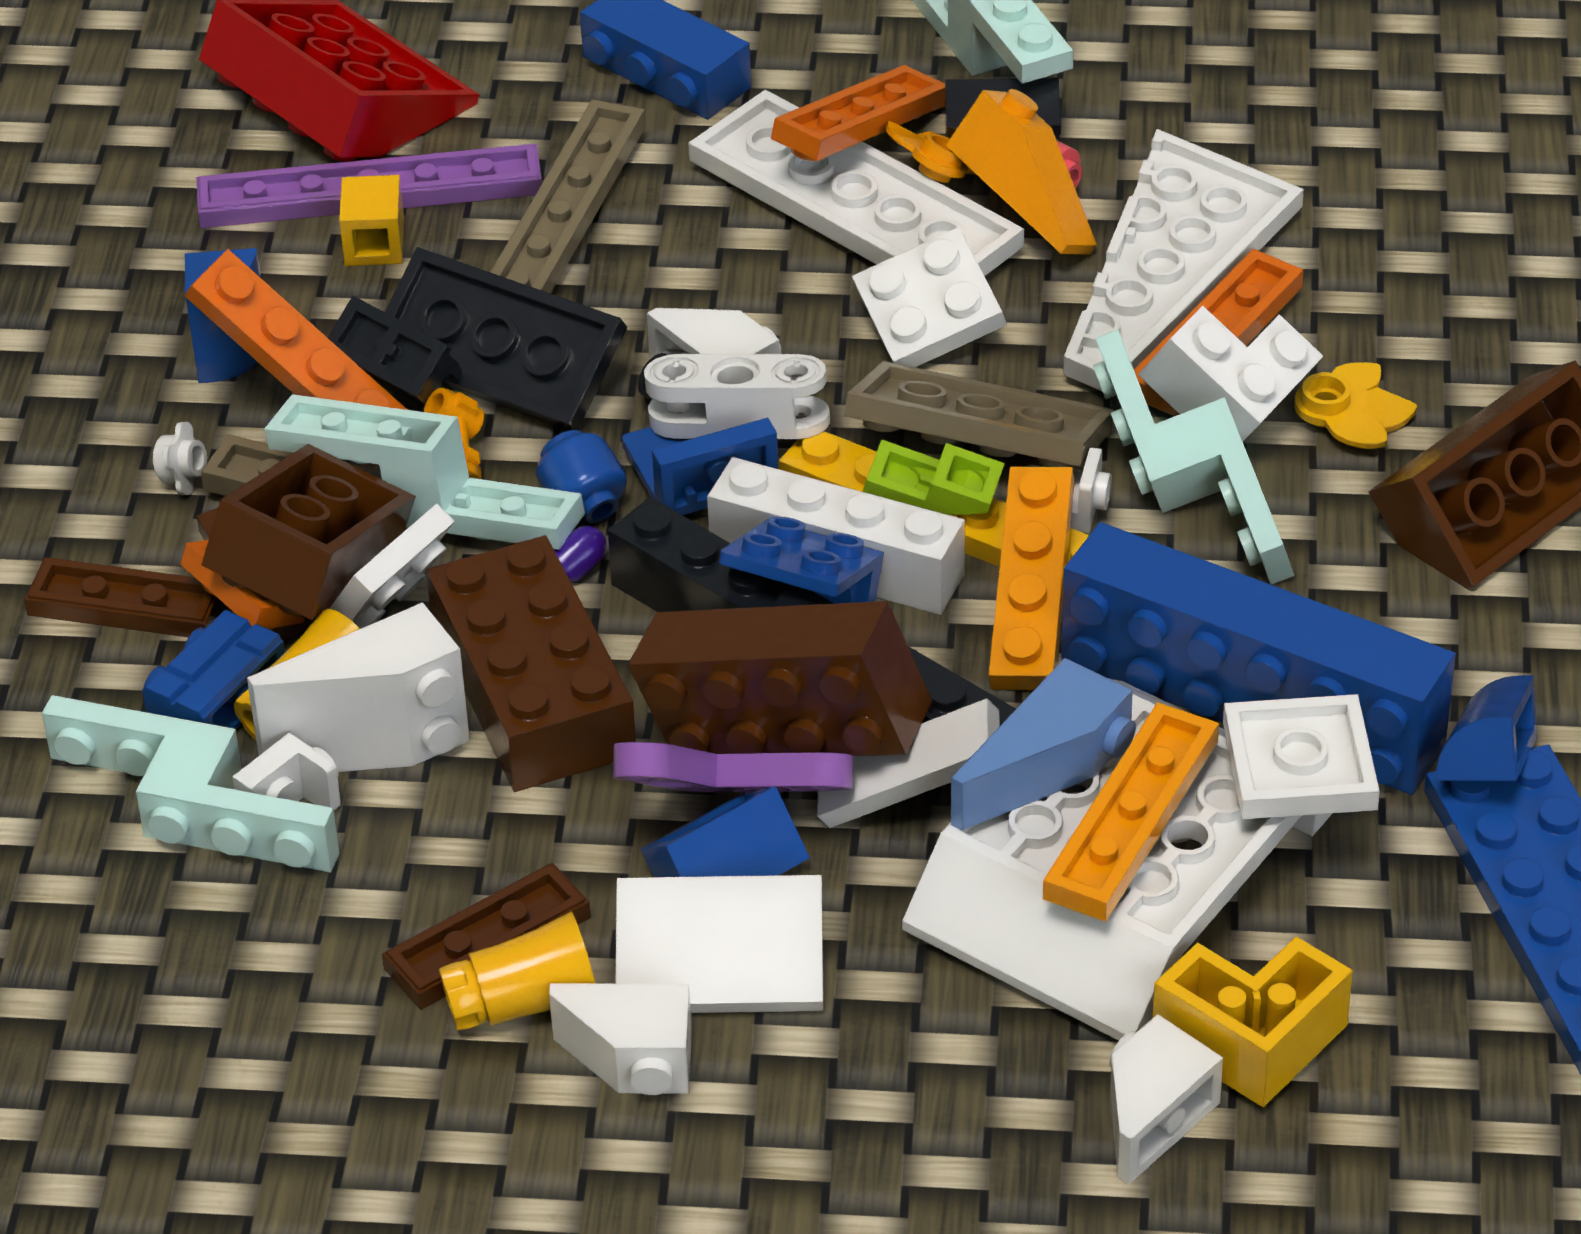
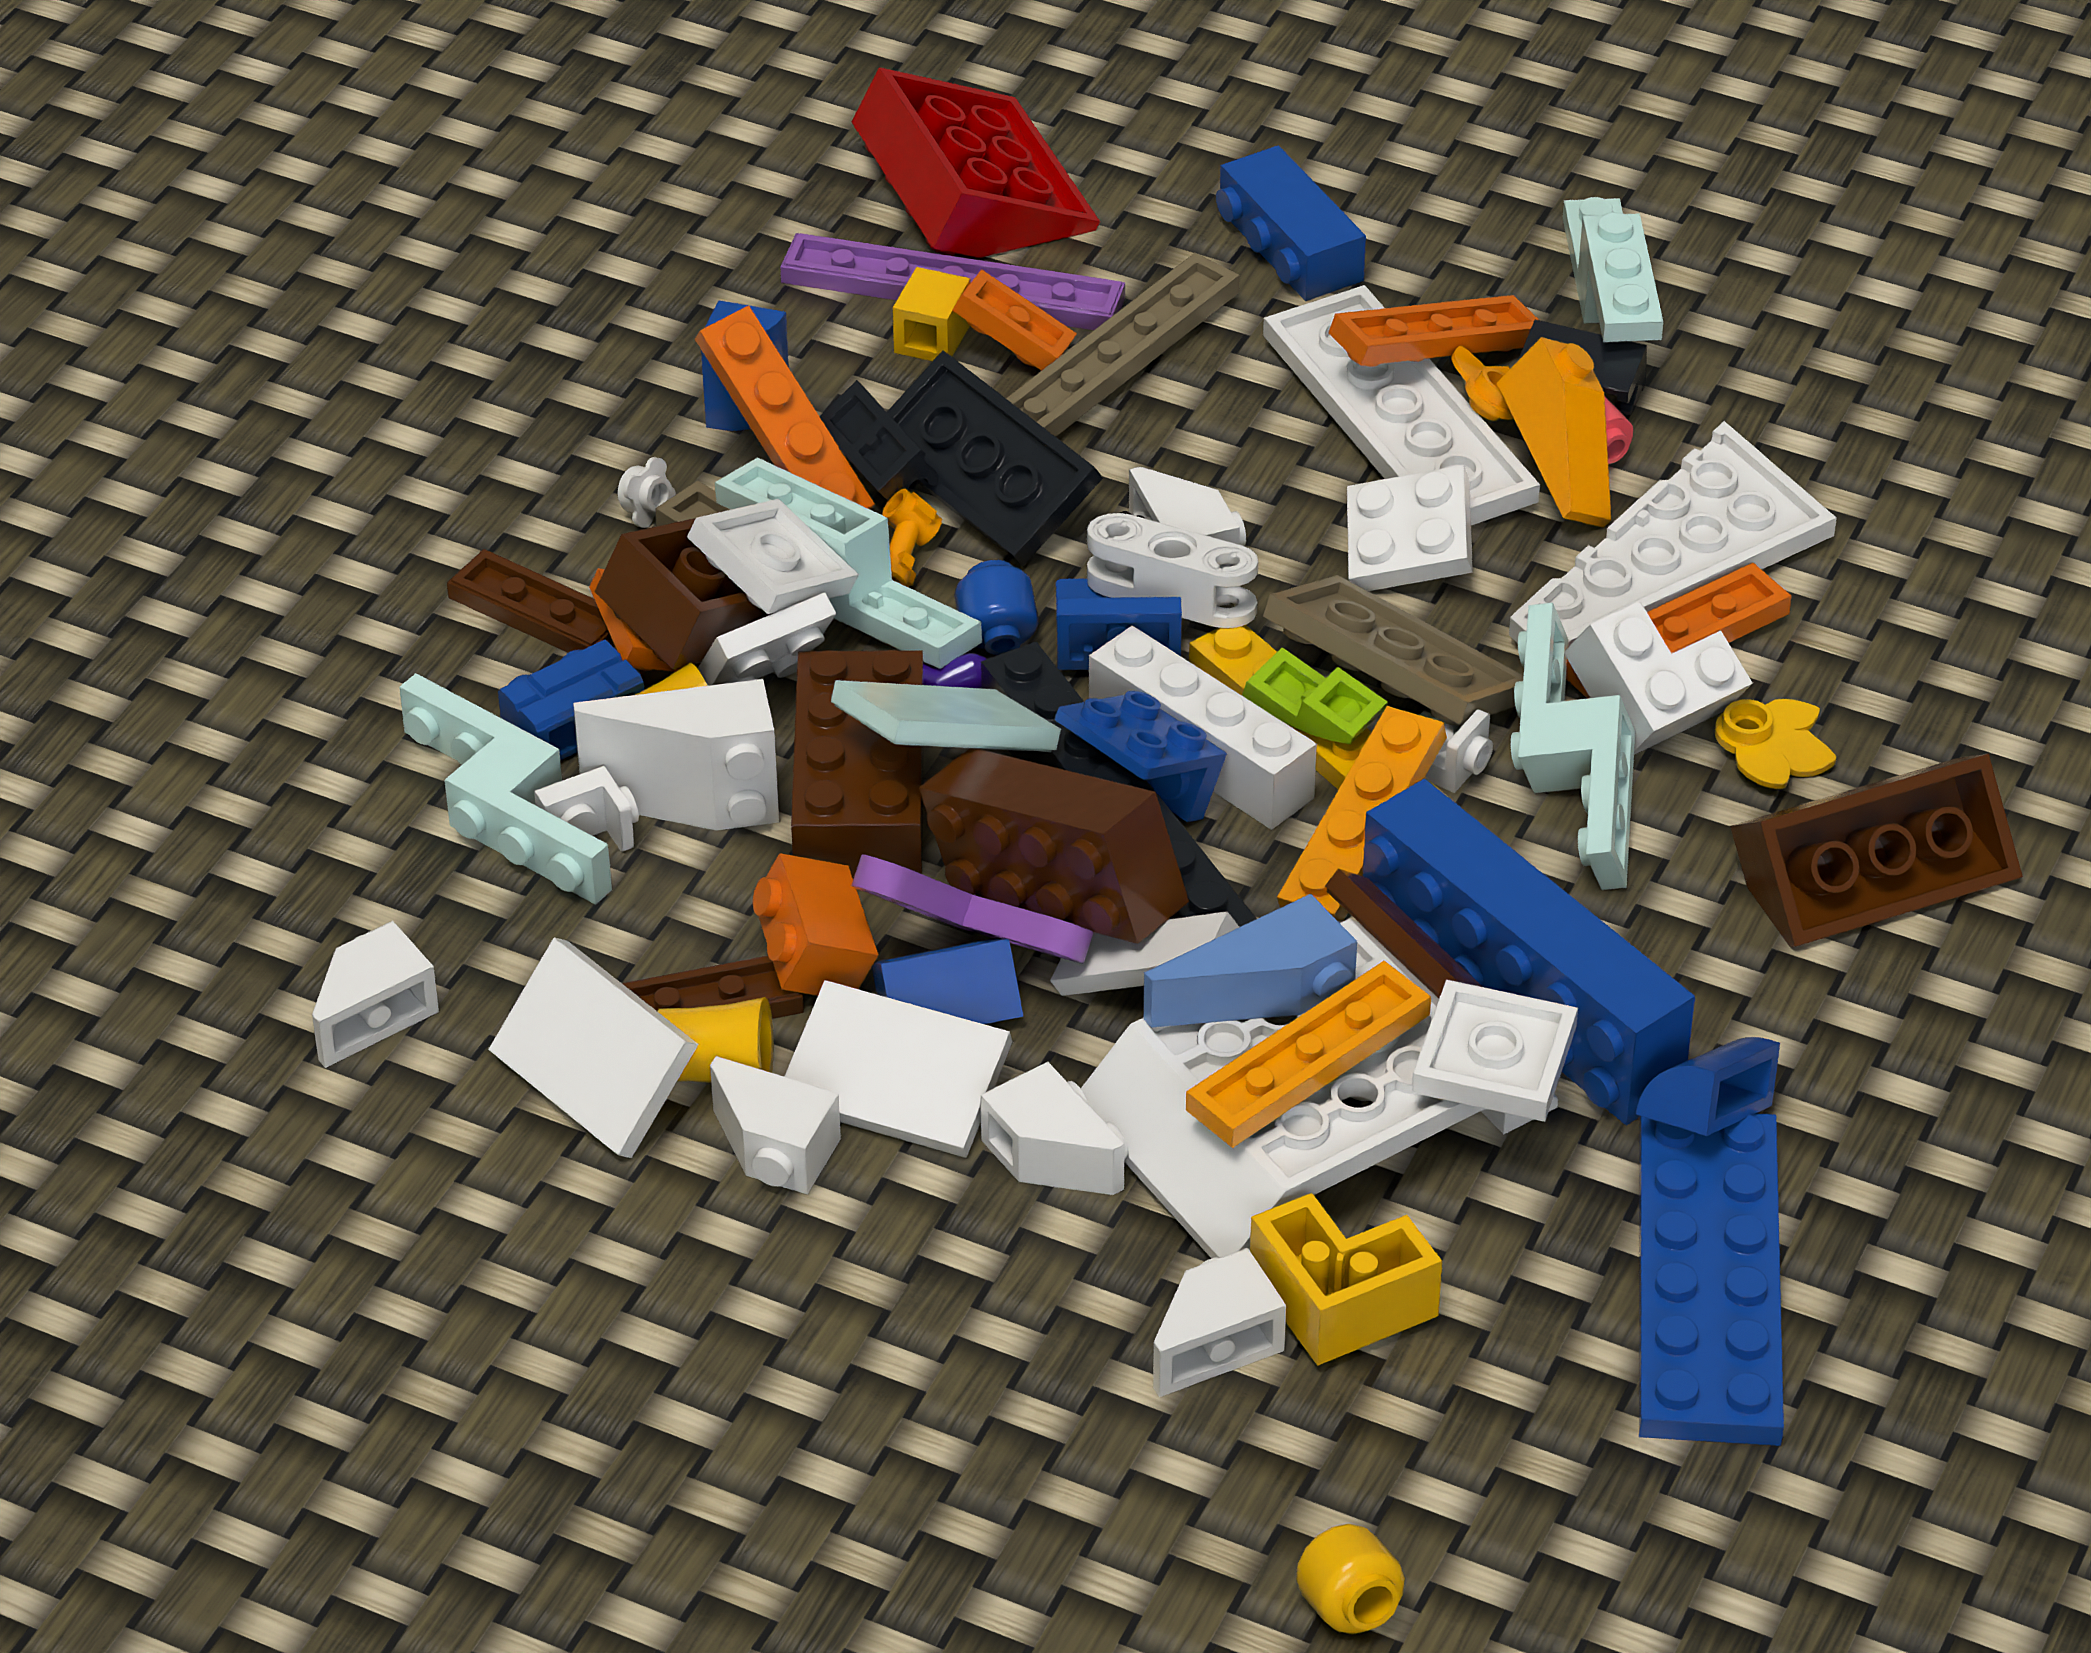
camera: 20 degrees right, 0 degrees up
(164, 1021) = (371, 993): none -> white slope
(366, 483) = (771, 555): none -> white plate
(420, 1011) = (593, 1047): none -> white tile
(445, 201) = (1013, 321): none -> orange plate
(573, 829) = (813, 924): none -> orange brick
(614, 589) = (945, 716): none -> light aqua tile
(904, 963) = (1051, 1134): none -> white slope
(1137, 676) = (1396, 931): none -> reddish brown tile

